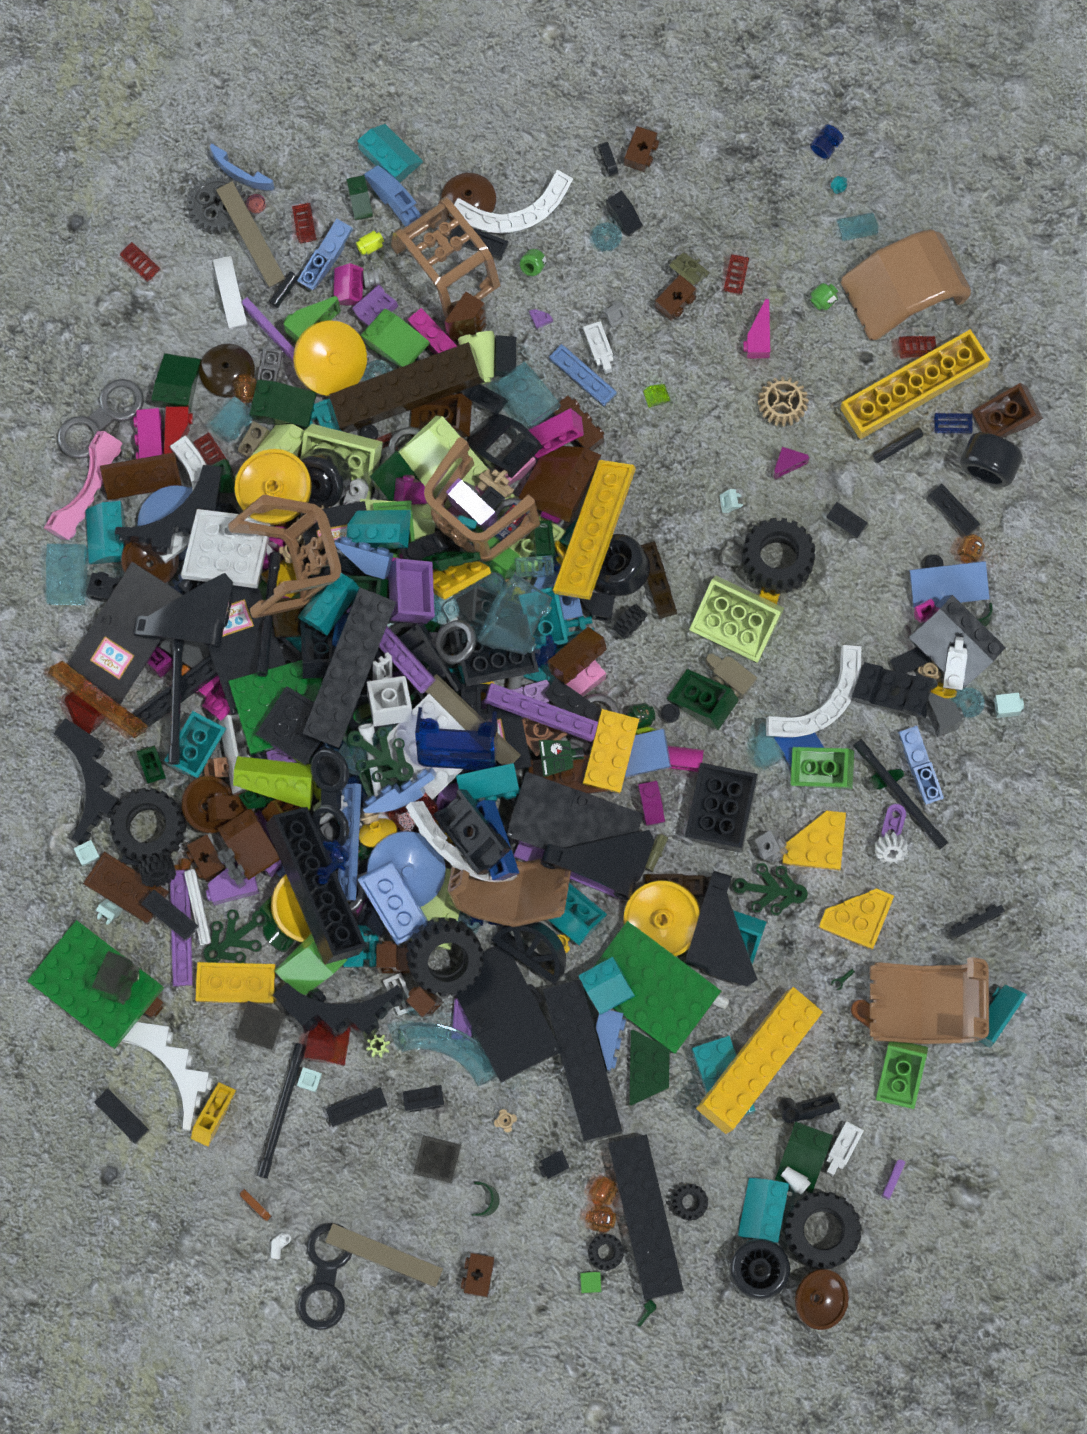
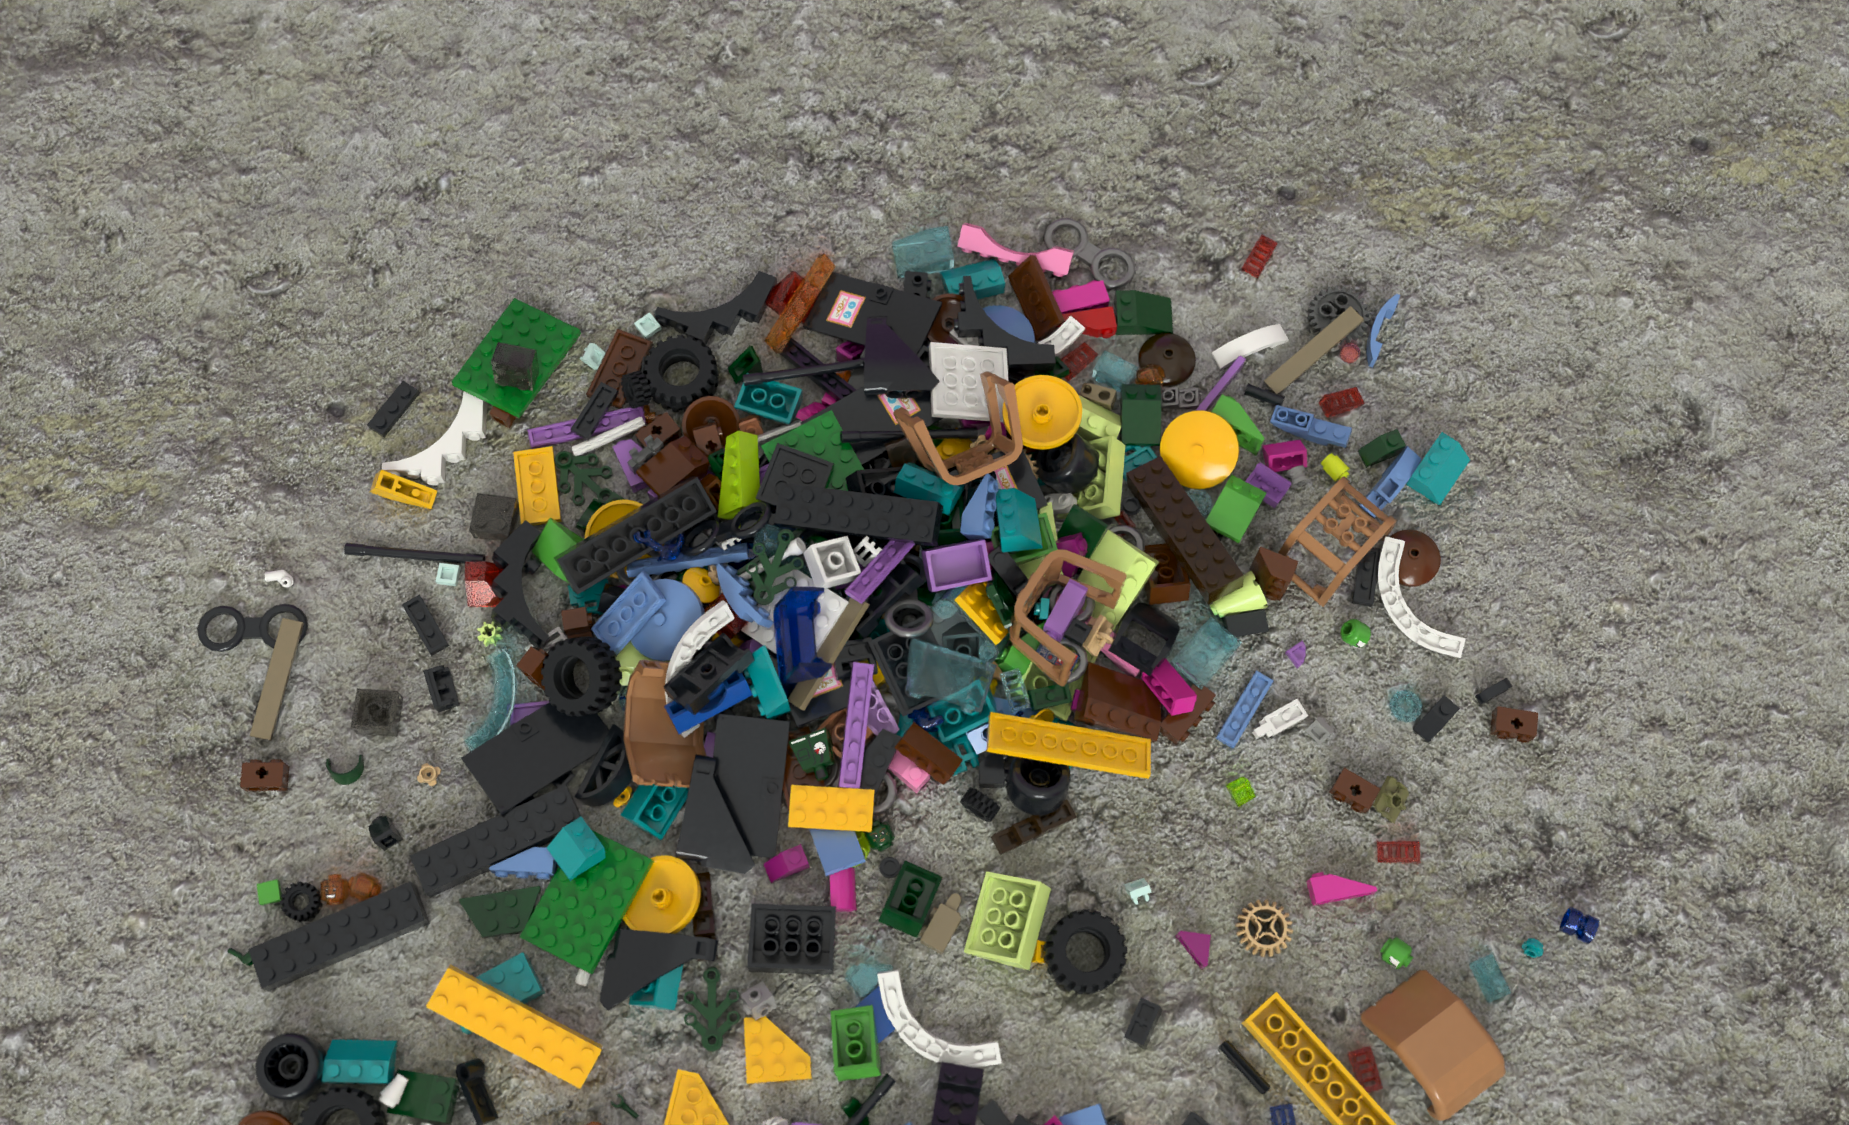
camera: 75 degrees right, 5 degrees down
(255, 1205) = (316, 546): dark orange tile -> none
(431, 331) = (1251, 542): dark pink brick -> none
(485, 398) = (1193, 613): black plate -> none
(656, 851) = (734, 878): olive axle -> none
(699, 1193) = (350, 976): black tyre -> none

